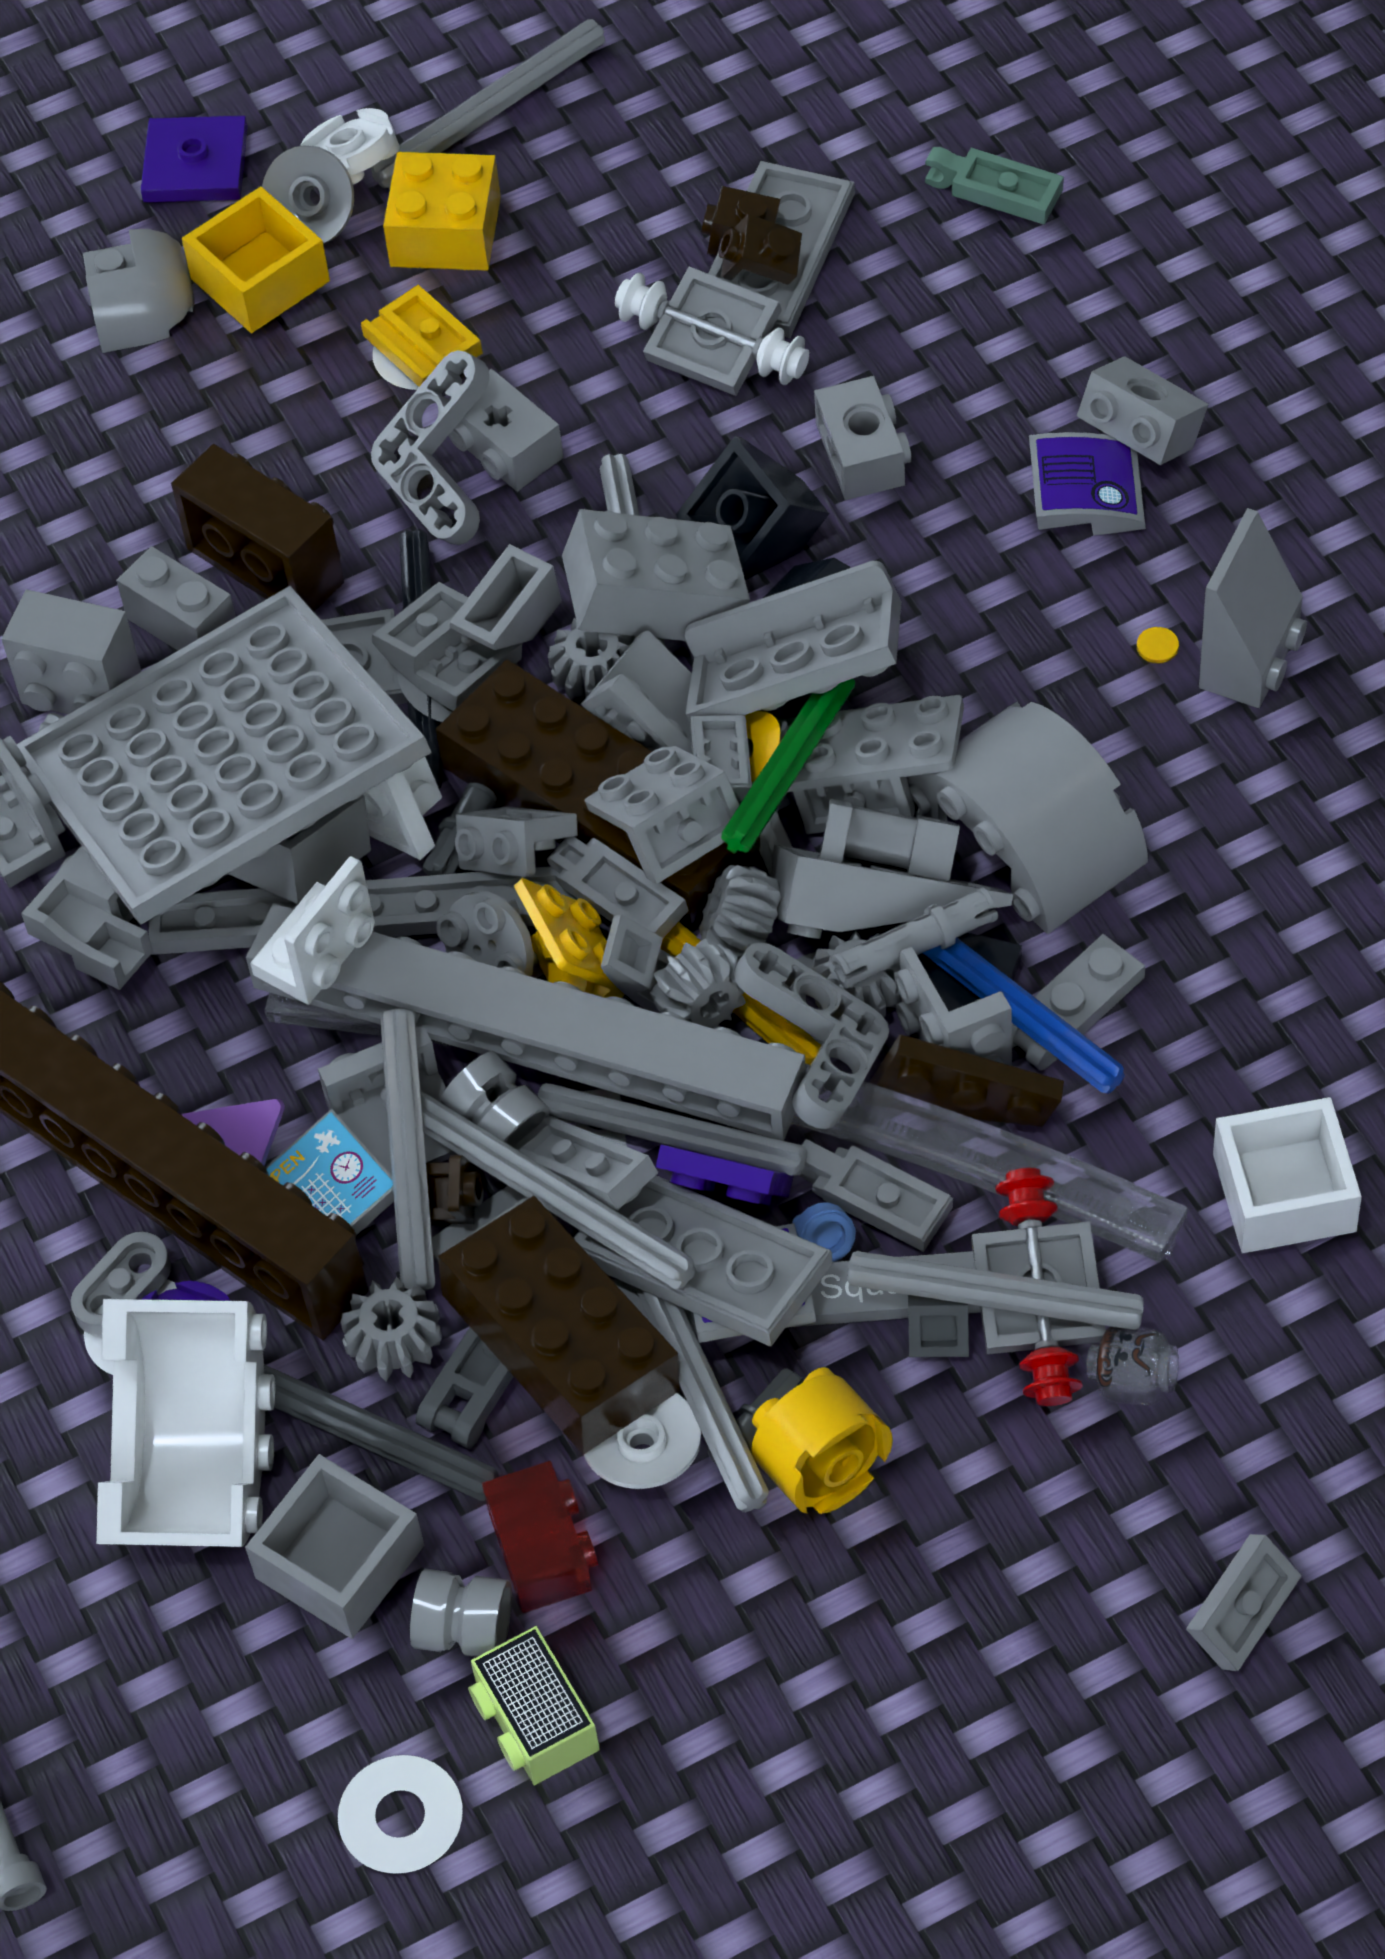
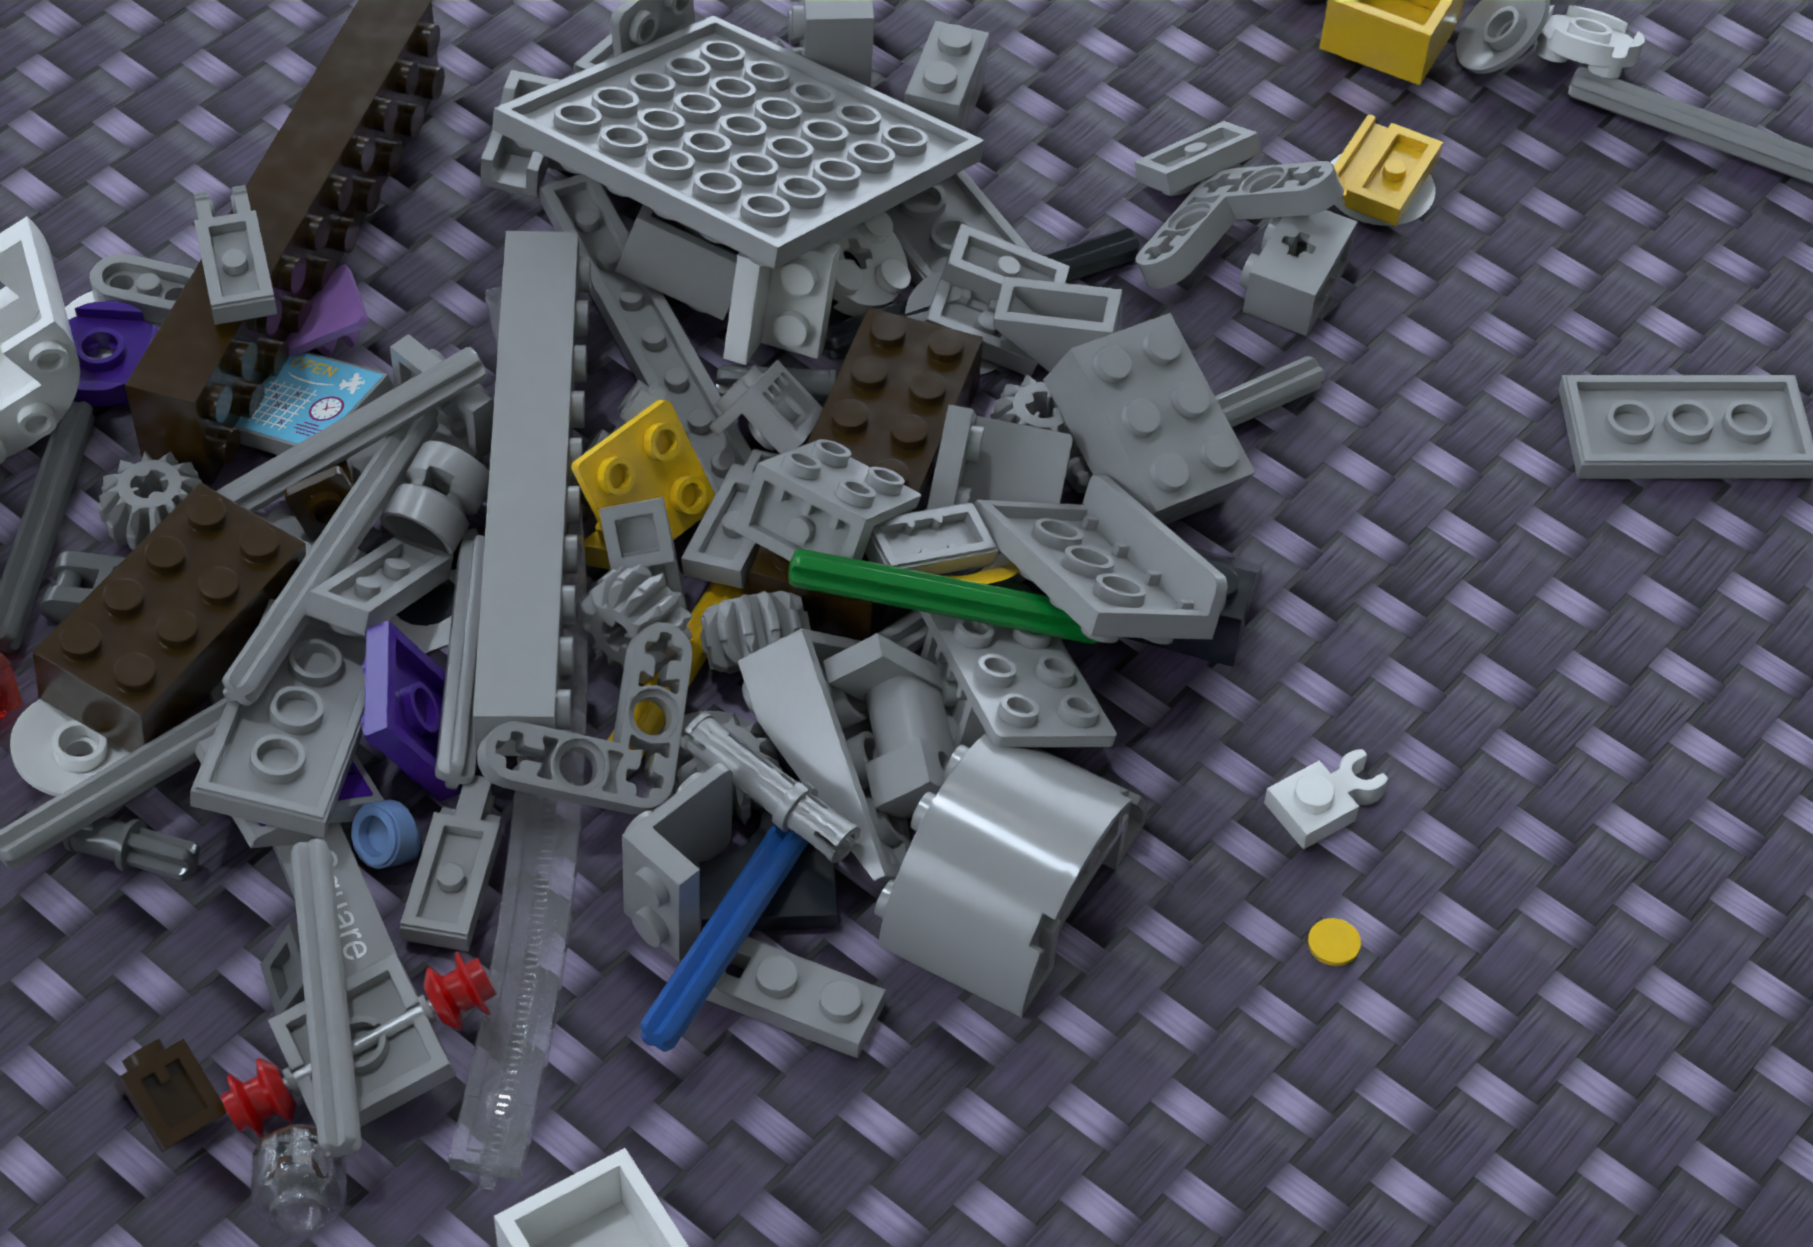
camera: 60 degrees right, 5 degrees down
(202, 1159) = (234, 260): none -> light grey hinge
(257, 528) = (1053, 109): dark brown brick -> none
(318, 935) = (527, 256): white bracket -> none
(346, 457) = (1197, 157): none -> light grey plate
(442, 211) = (1552, 134): yellow piece -> none
(712, 330) = (1527, 394): light grey plate -> none
(731, 209) = (1695, 375): dark brown bracket -> none
(761, 249) = (1654, 398): dark brown bracket -> none
(761, 501) = (1303, 502): black slope -> none
(819, 1442) = (97, 893): yellow brick -> none
(861, 437) = (1459, 567): light grey brick -> none
(968, 1083) = (607, 904): dark brown wing -> none
(1015, 1440) = (169, 1092): none -> dark brown bracket
(1030, 606) = (1322, 802): none -> white plate
(1086, 481) = (1520, 799): slope -> none
(1142, 410) = (1643, 816): light grey brick -> none
(1249, 617) = (1378, 987): light grey slope -> none

